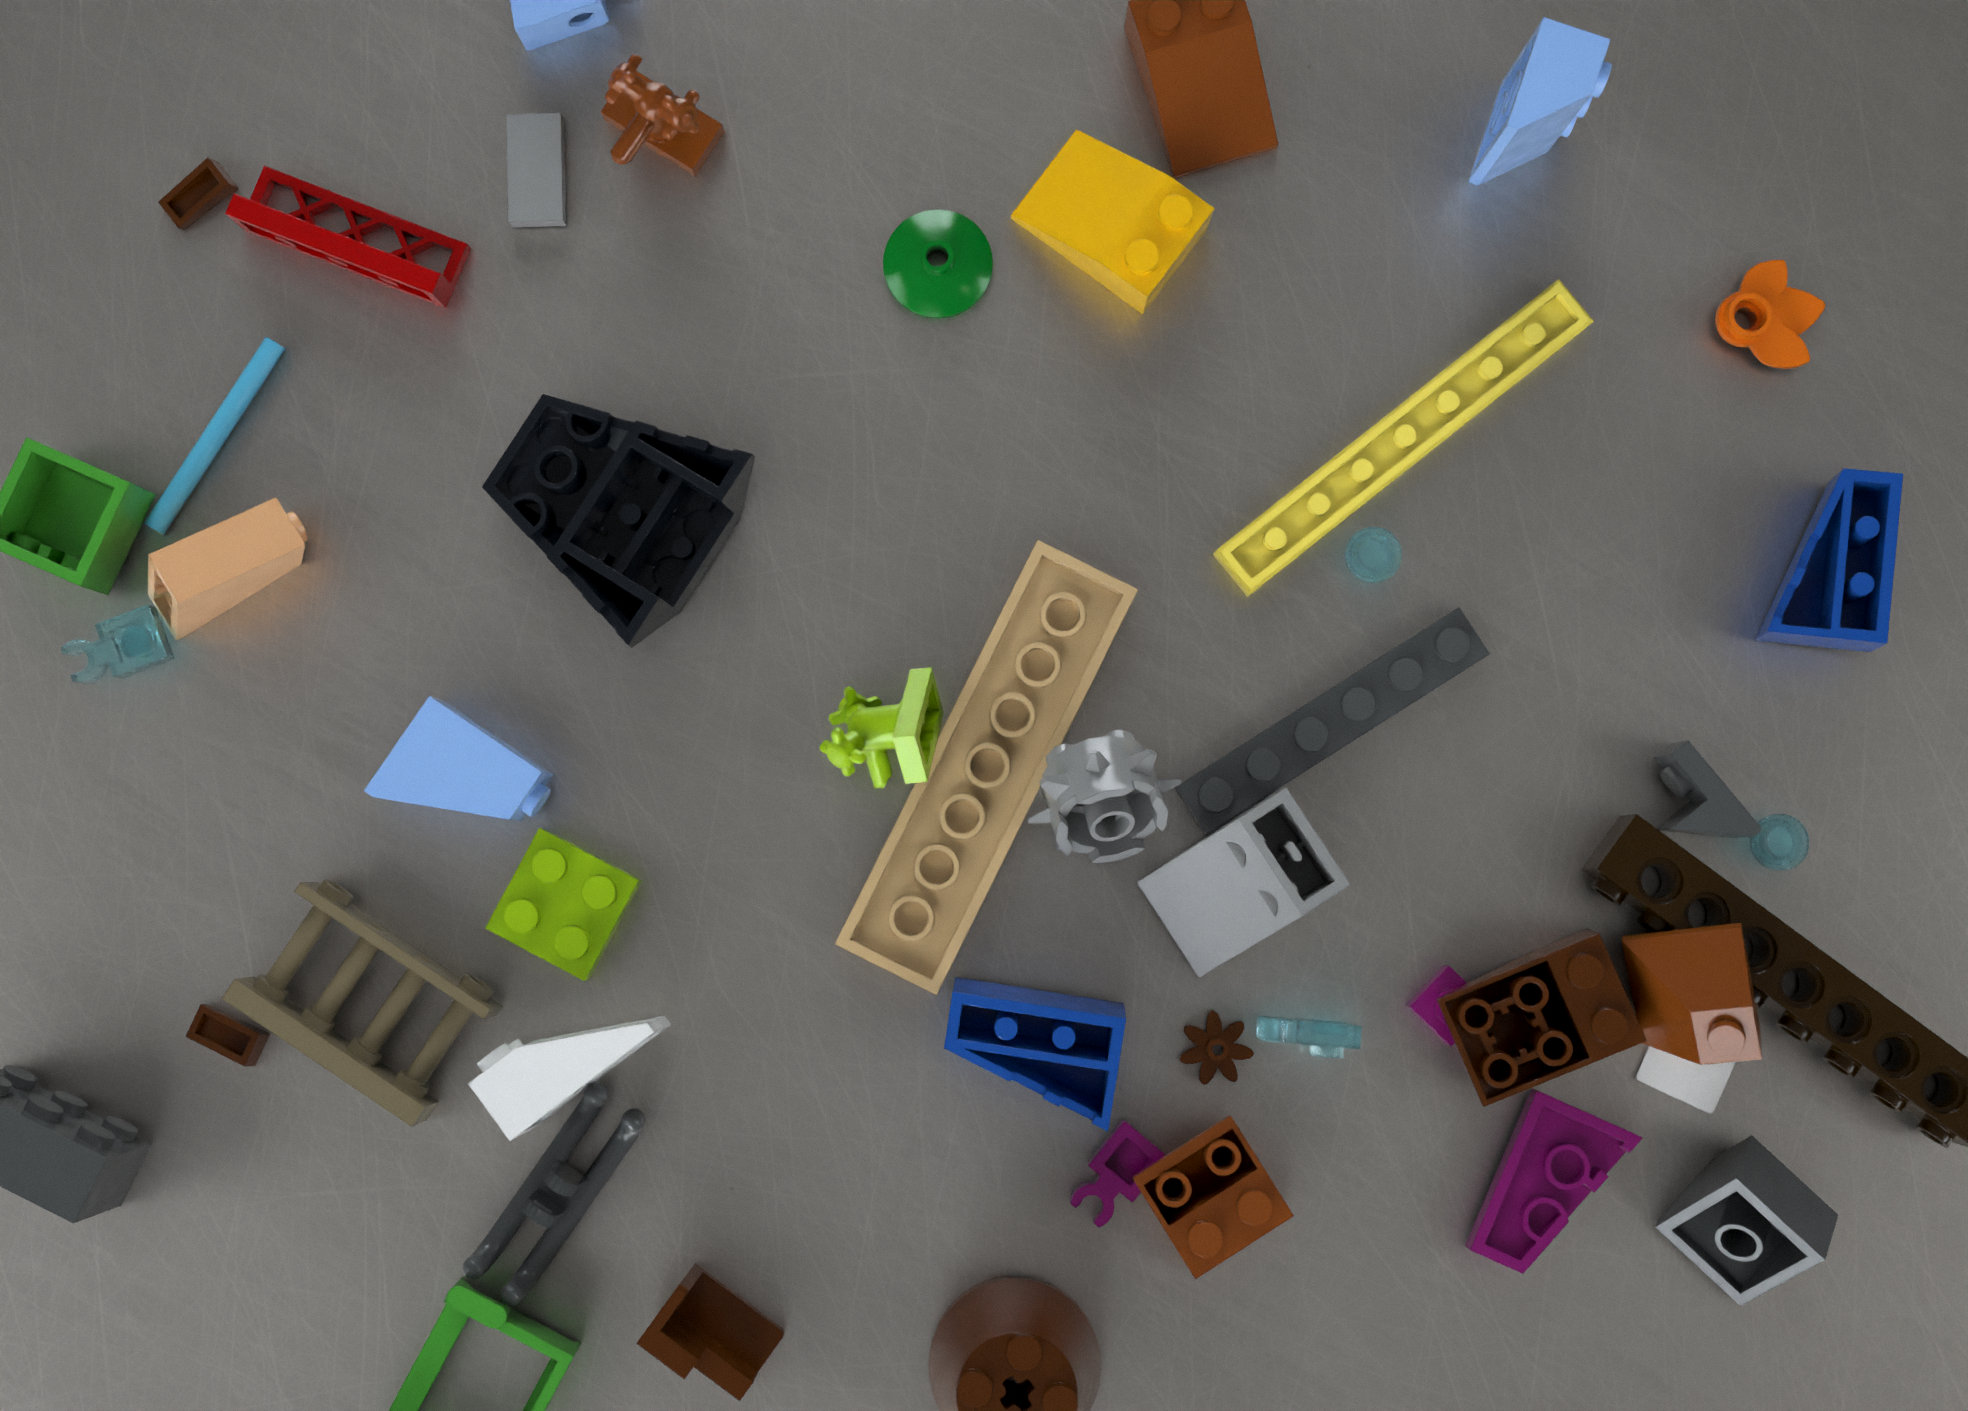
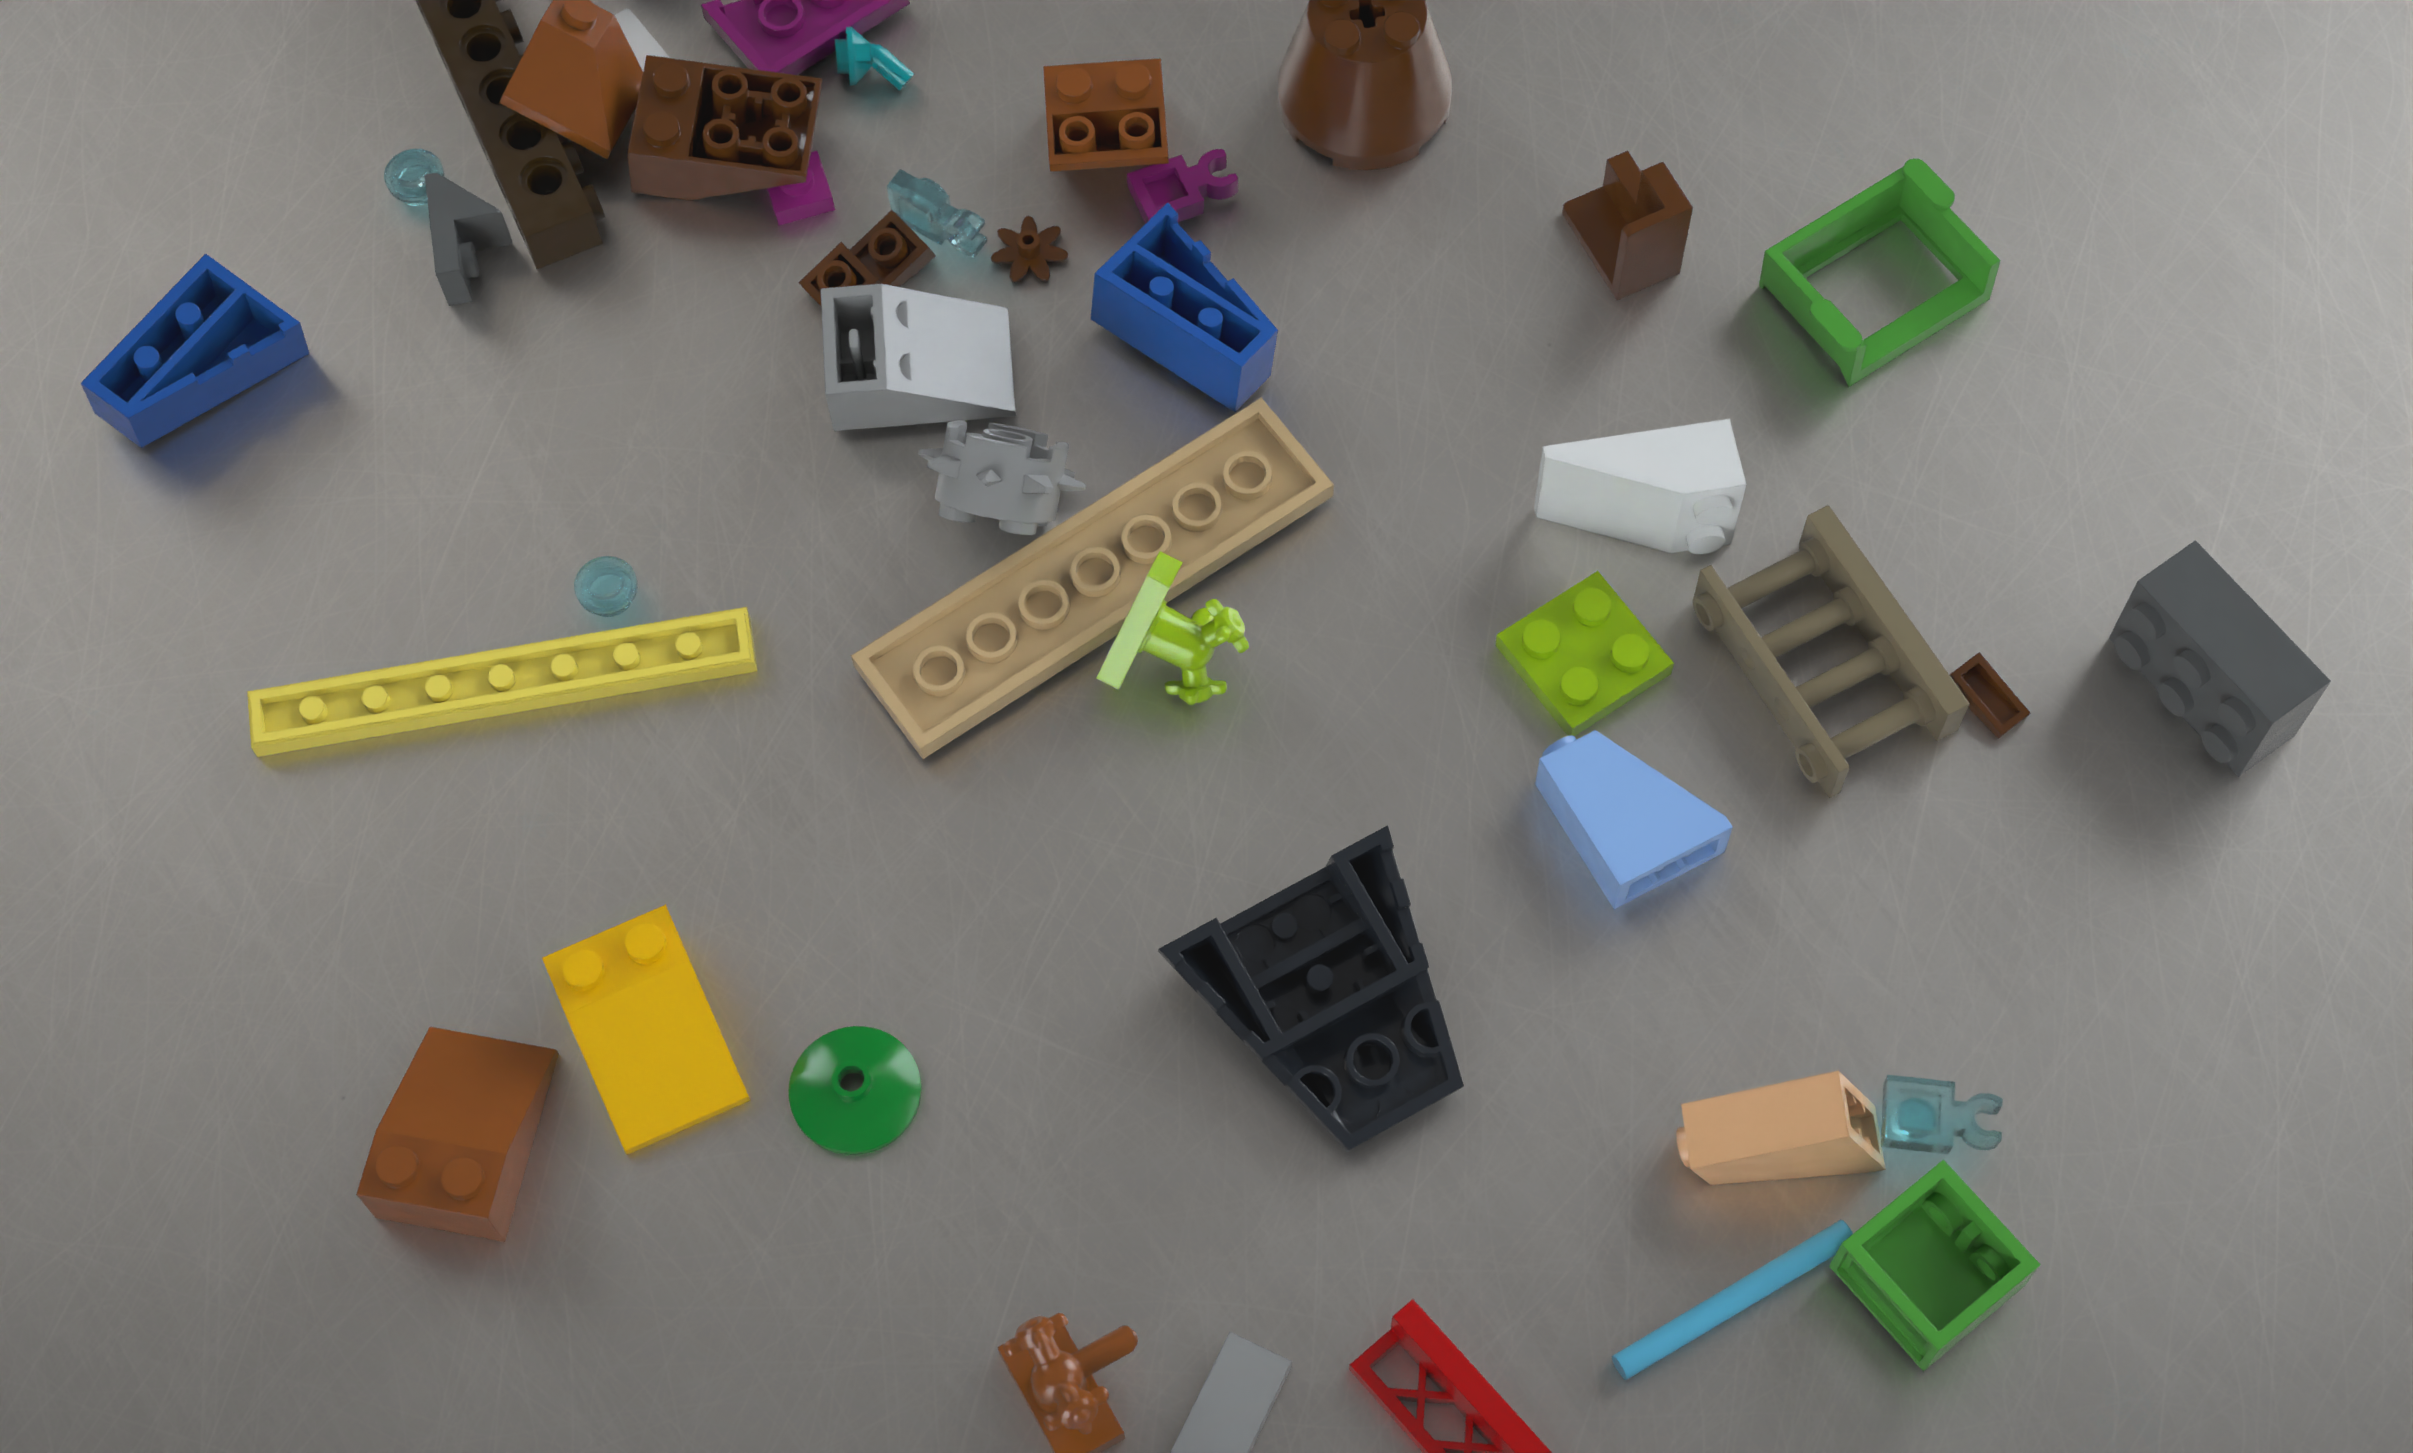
camera: 150 degrees left, 20 degrees down
(555, 1195) = (1729, 392): dark grey piece -> none
(1332, 721) = (742, 465): dark grey plate -> none
(1339, 955) = (885, 255): none -> reddish brown slope
(1473, 1159) = (857, 56): none -> teal plate
(1542, 97) = (163, 881): light blue slope -> none
(1774, 313) = (73, 616): orange plate -> none

